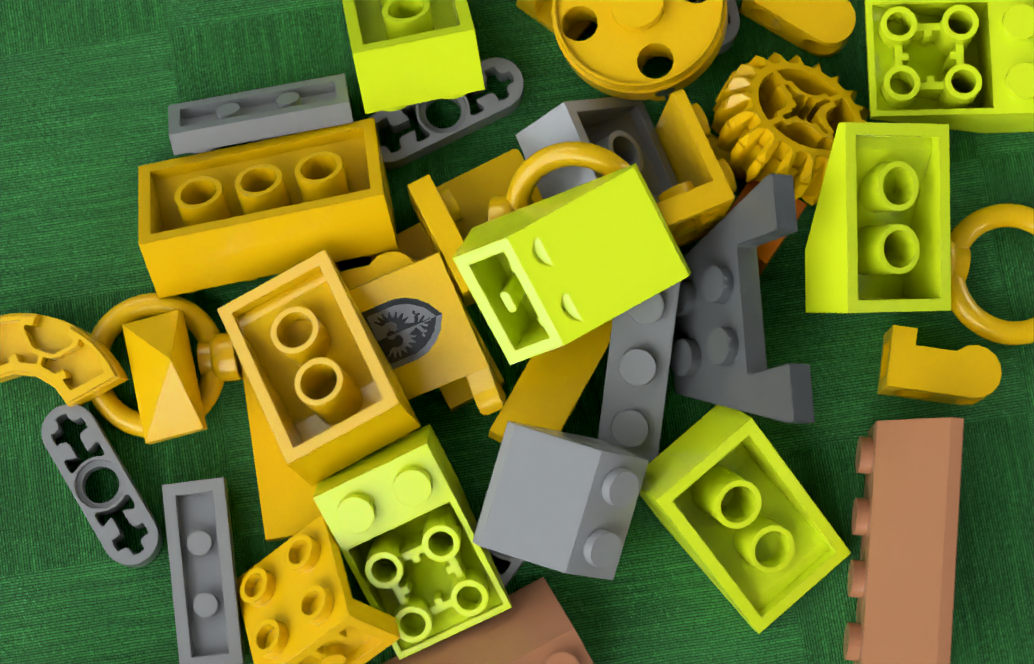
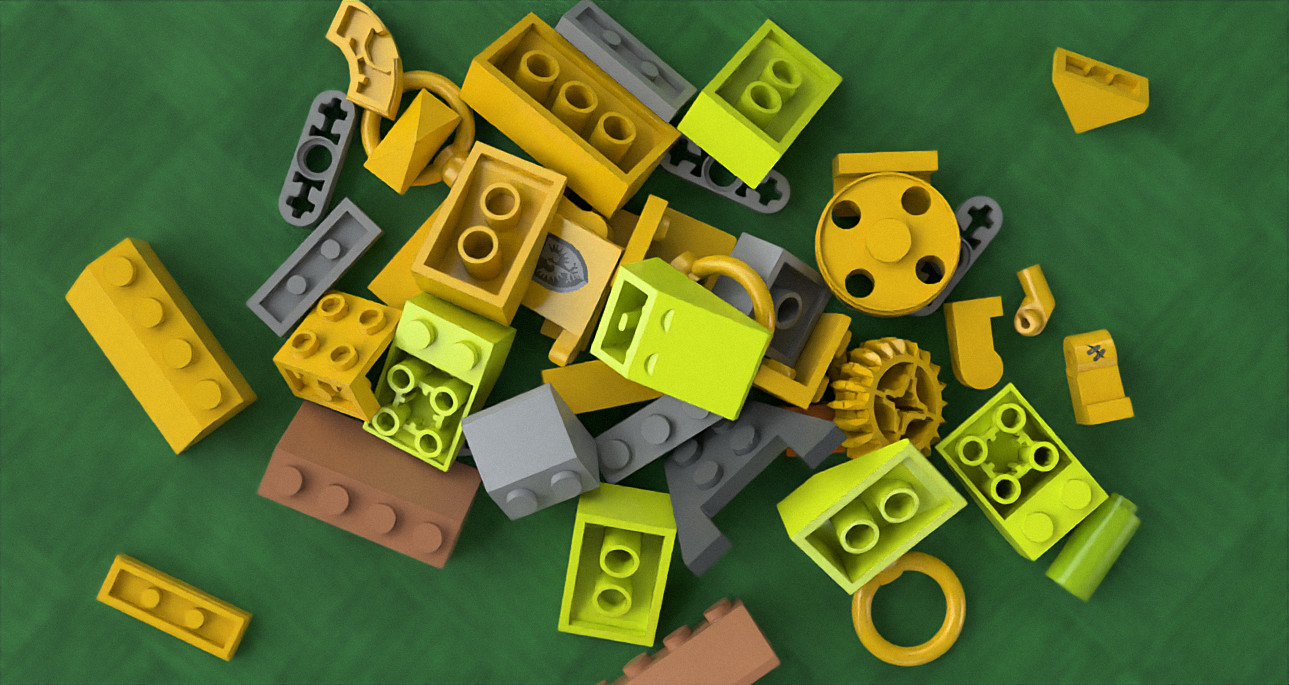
camera: 50 degrees right, 10 degrees up
(935, 373) = (814, 626): yellow leg -> none

